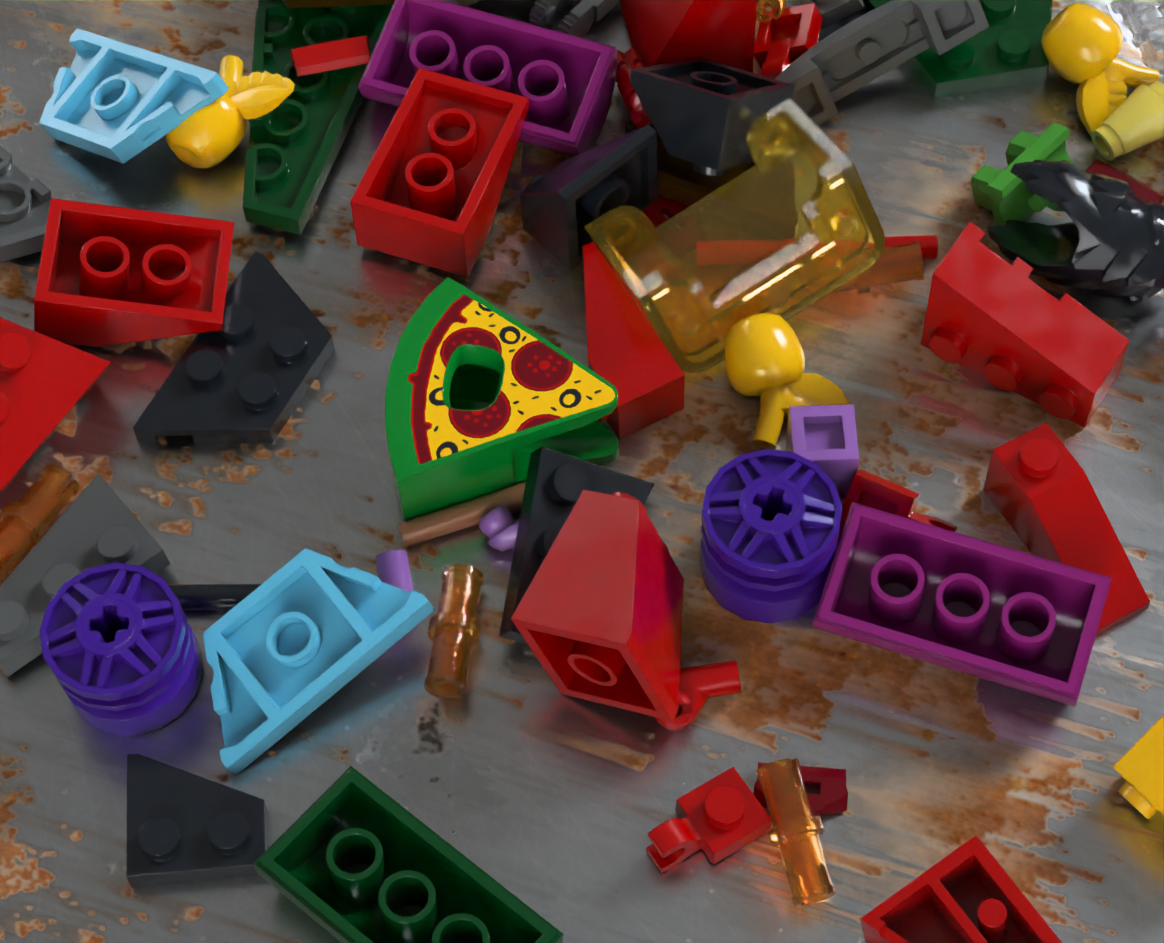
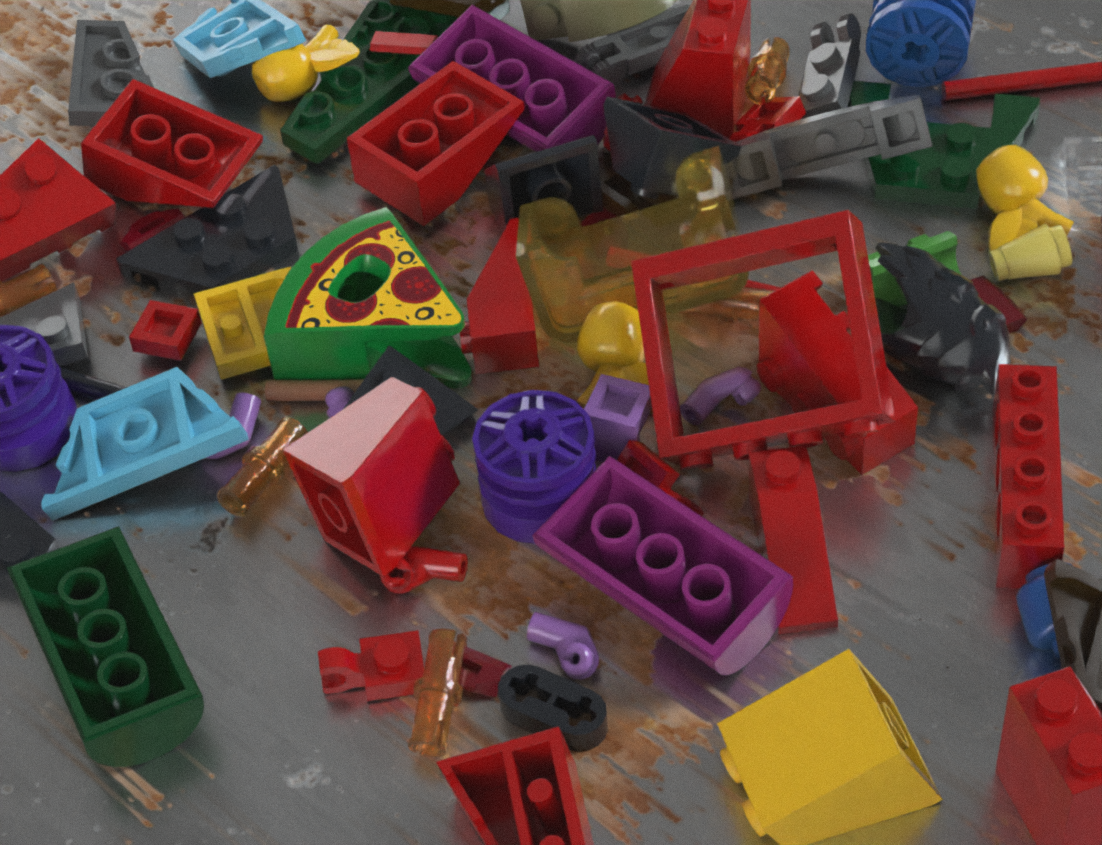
camera: 25 degrees right, 10 degrees down
(146, 375) = (150, 226): none -> dark red piece
(245, 500) = (165, 330): none -> red plate
(331, 460) = (236, 321): none -> yellow wing
(891, 378) = (716, 388): none -> medium lavender arm
(898, 723) = (571, 641): none -> medium lavender arm
(917, 803) = (555, 704): none -> black beam
(1033, 409) = (745, 253): none -> red window

